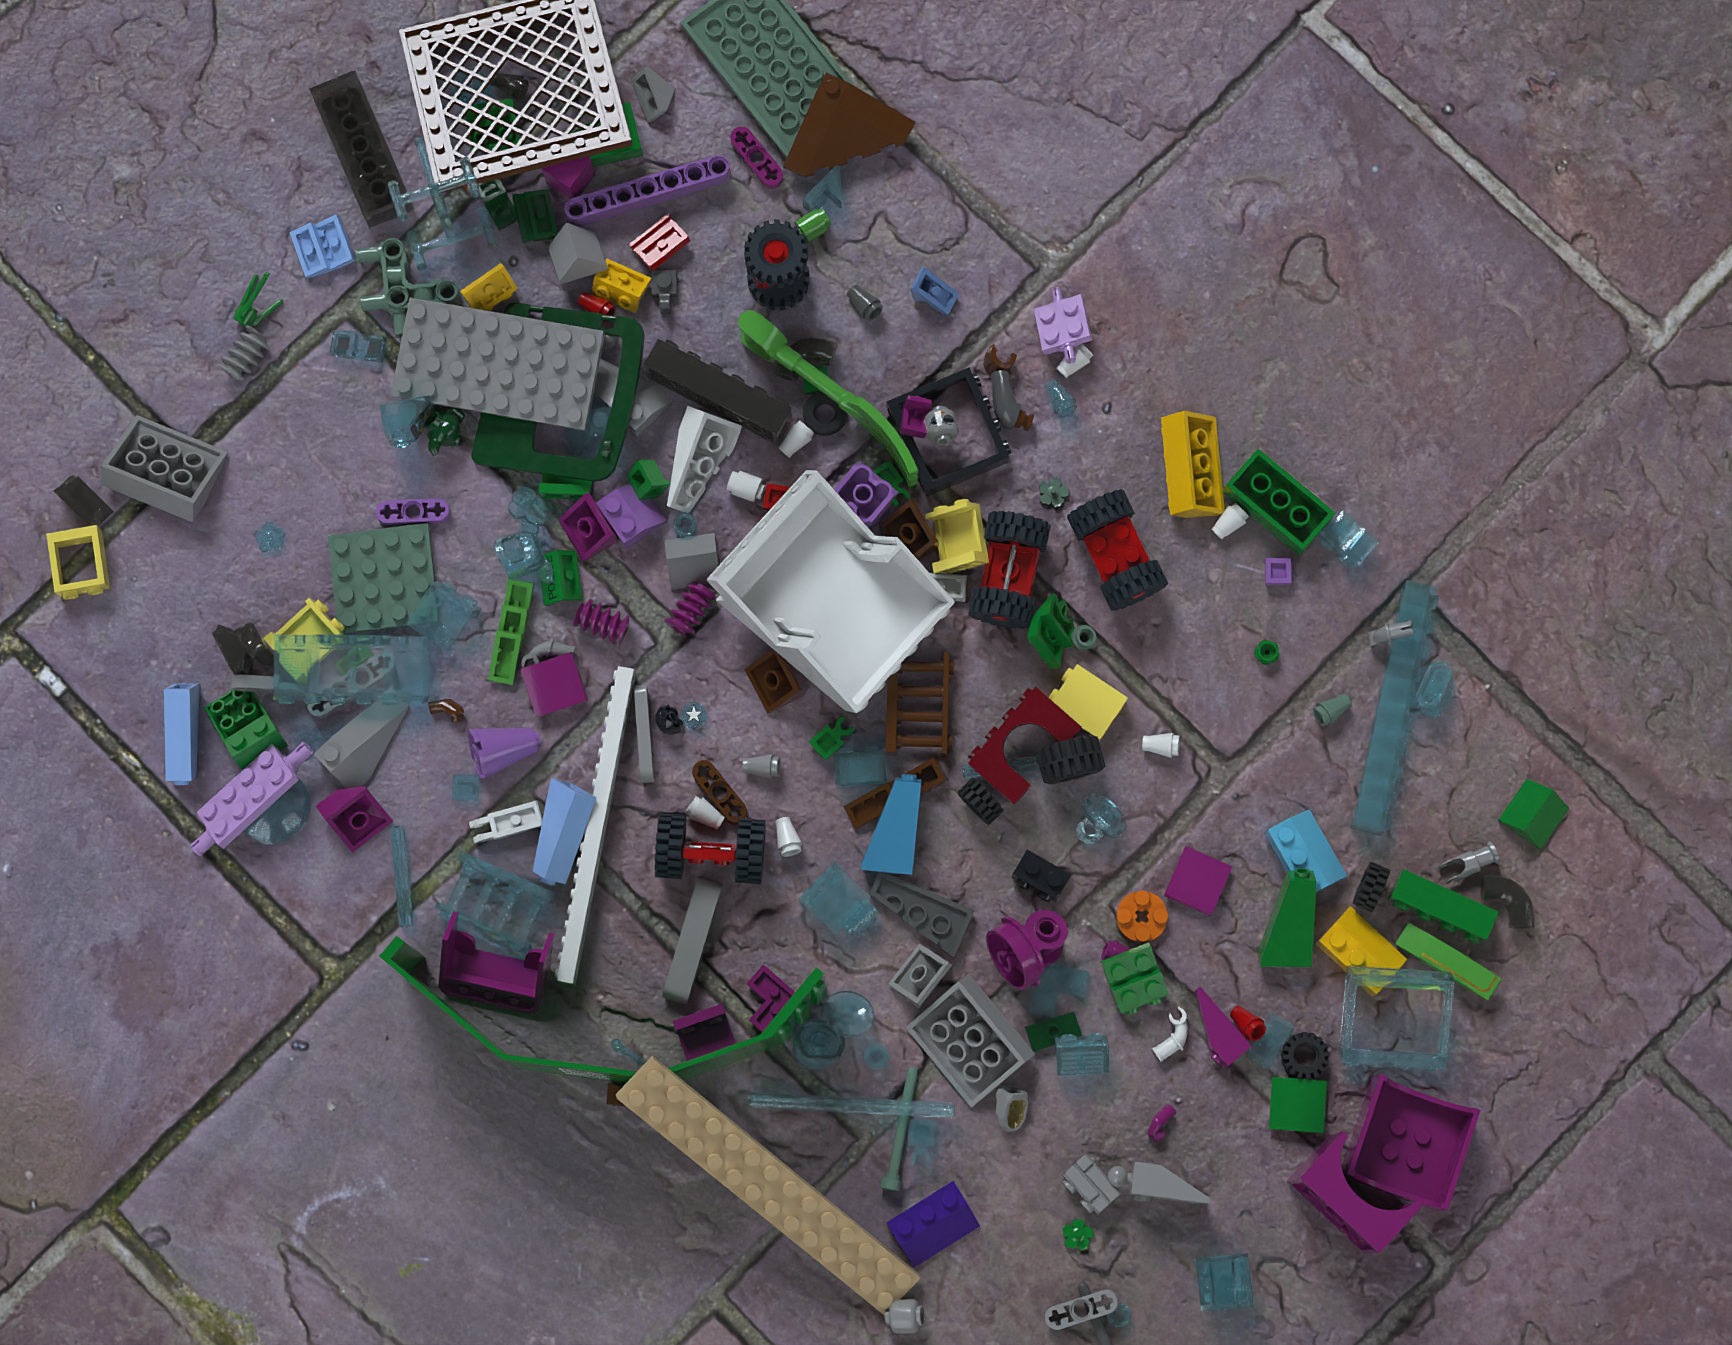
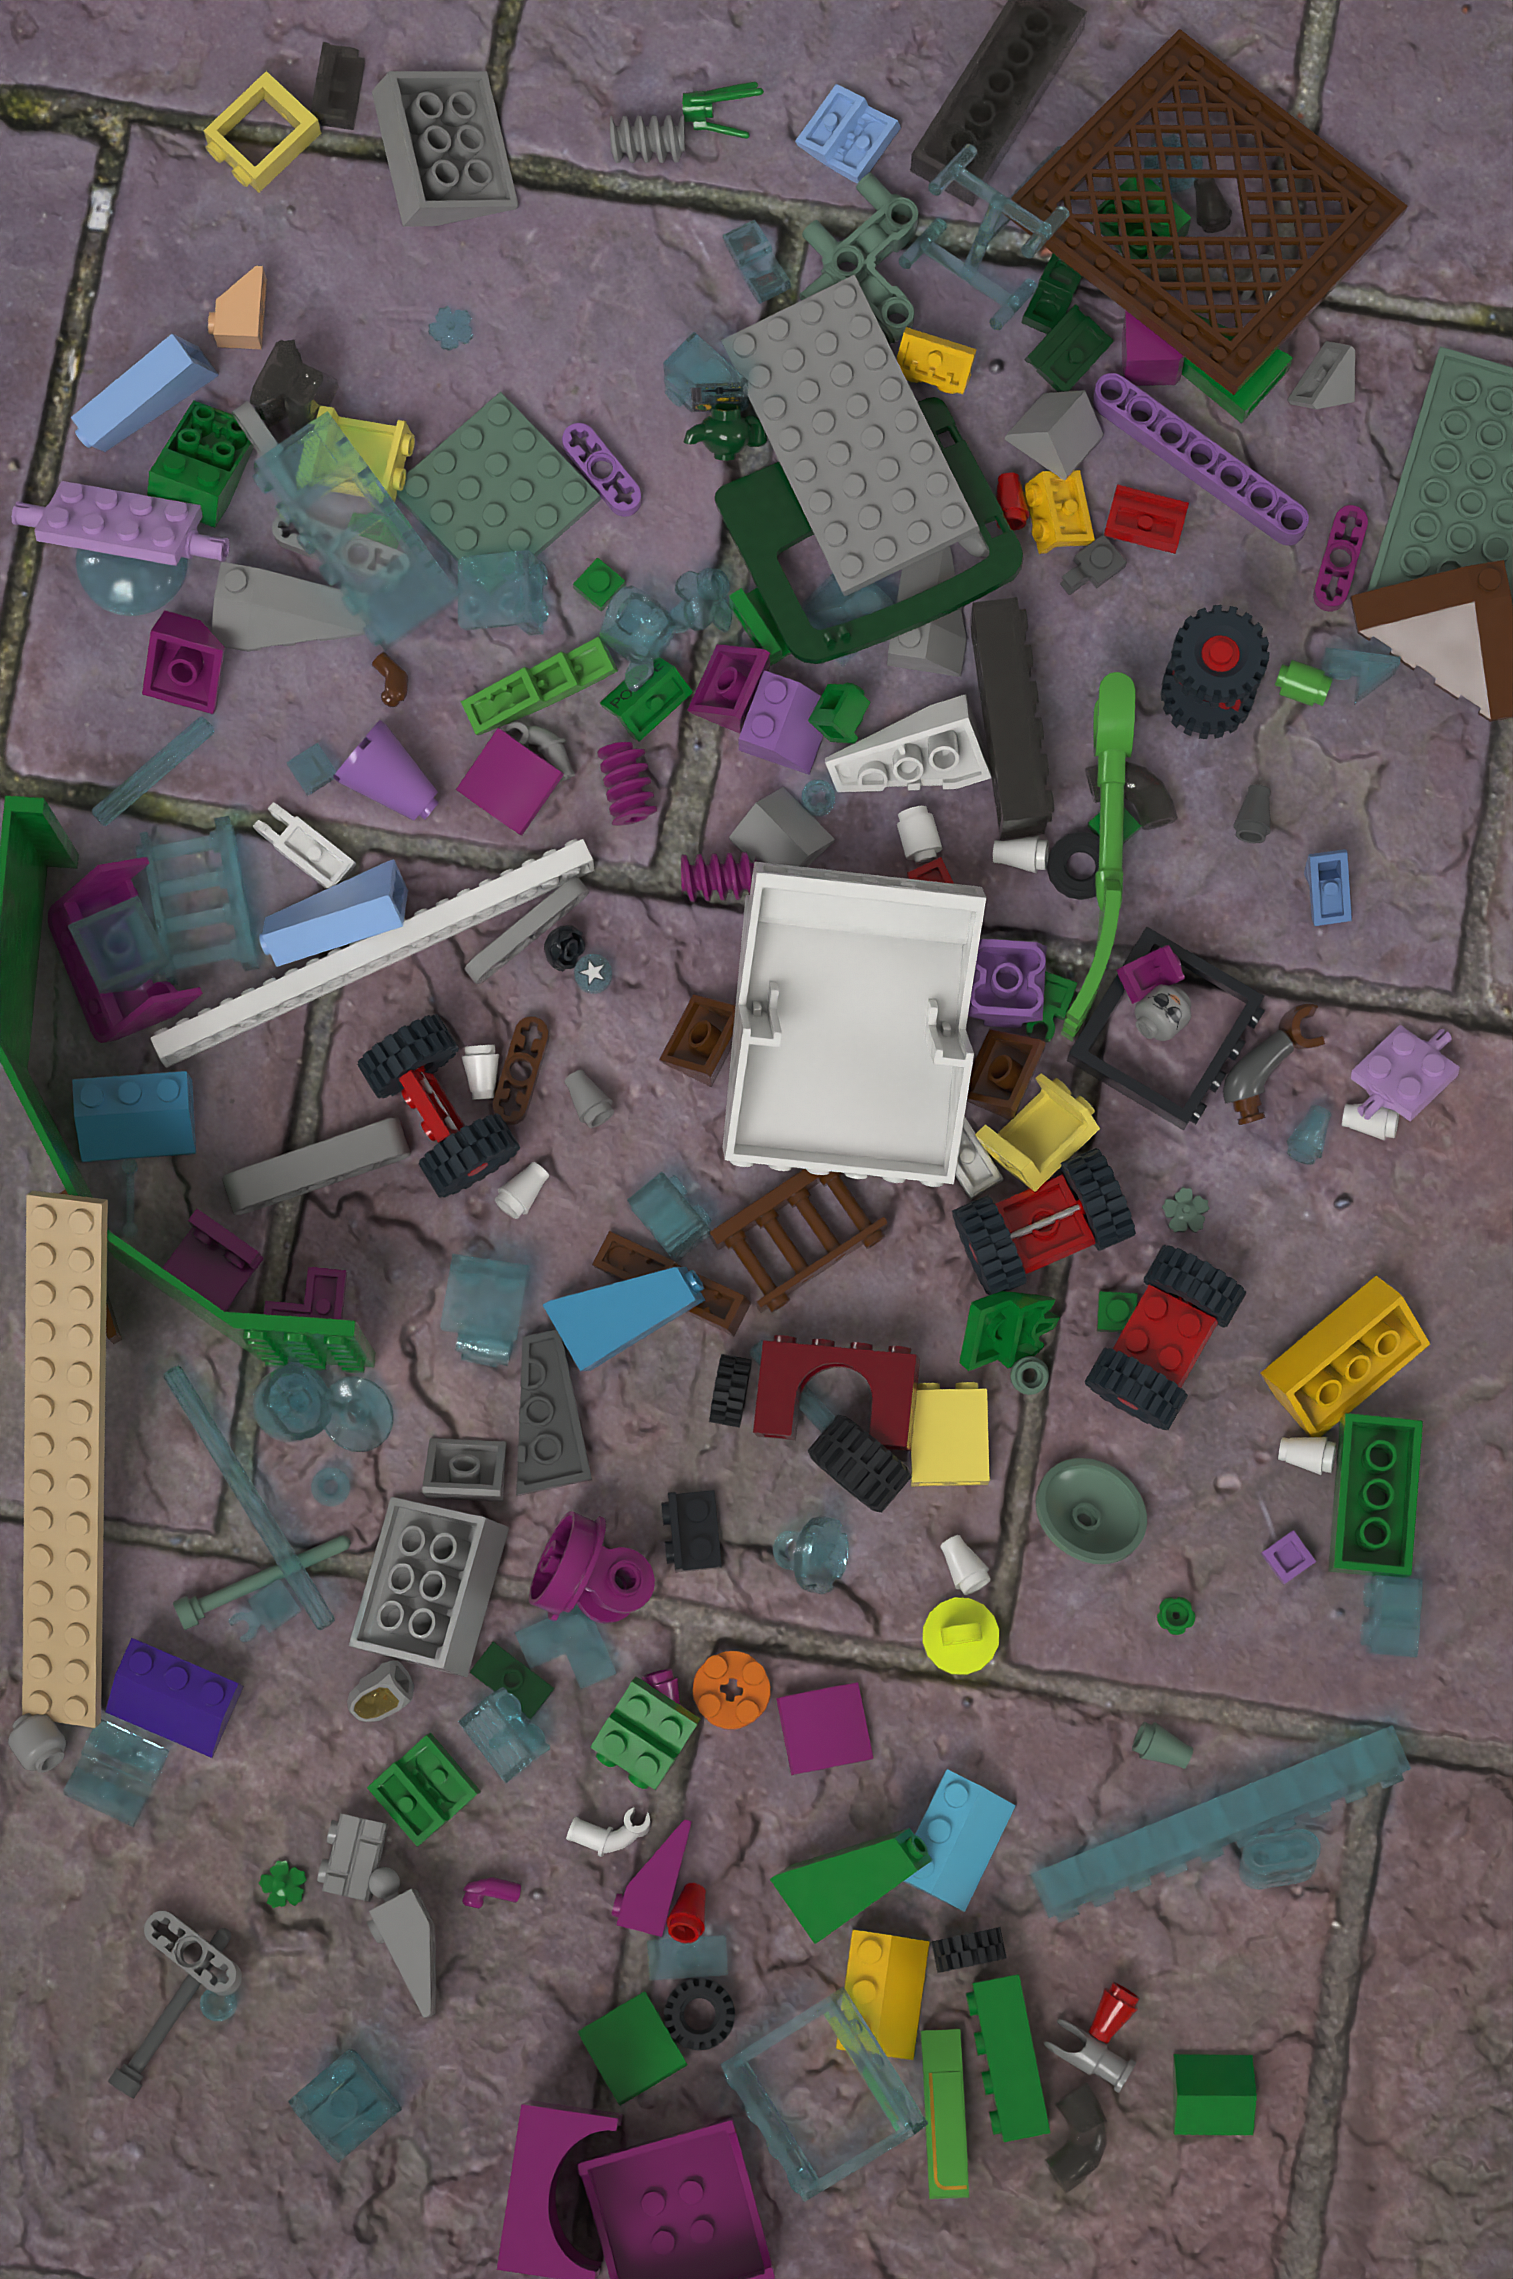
camera: 55 degrees right, 0 degrees up
(175, 646) = (240, 313): none -> light nougat slope
(477, 559) = (599, 584): none -> green plate
(492, 961) = (119, 947): none -> clear light blue slope
(592, 1021) = (134, 1116): none -> dark azure slope
(829, 741) = (675, 1156): green plate -> none
(952, 1284) = (116, 1772): none -> clear light blue slope
(1079, 1121) = (423, 1789): none -> green slope
(1081, 567) = (1115, 1310): none -> green plate
(1179, 647) = (1101, 1500): none -> sand green dish
(1198, 773) = (960, 1636): none -> neon yellow tile
(1391, 632) = (1311, 1752): light grey piece -> none
(1454, 833) = (1114, 2010): none -> red cone

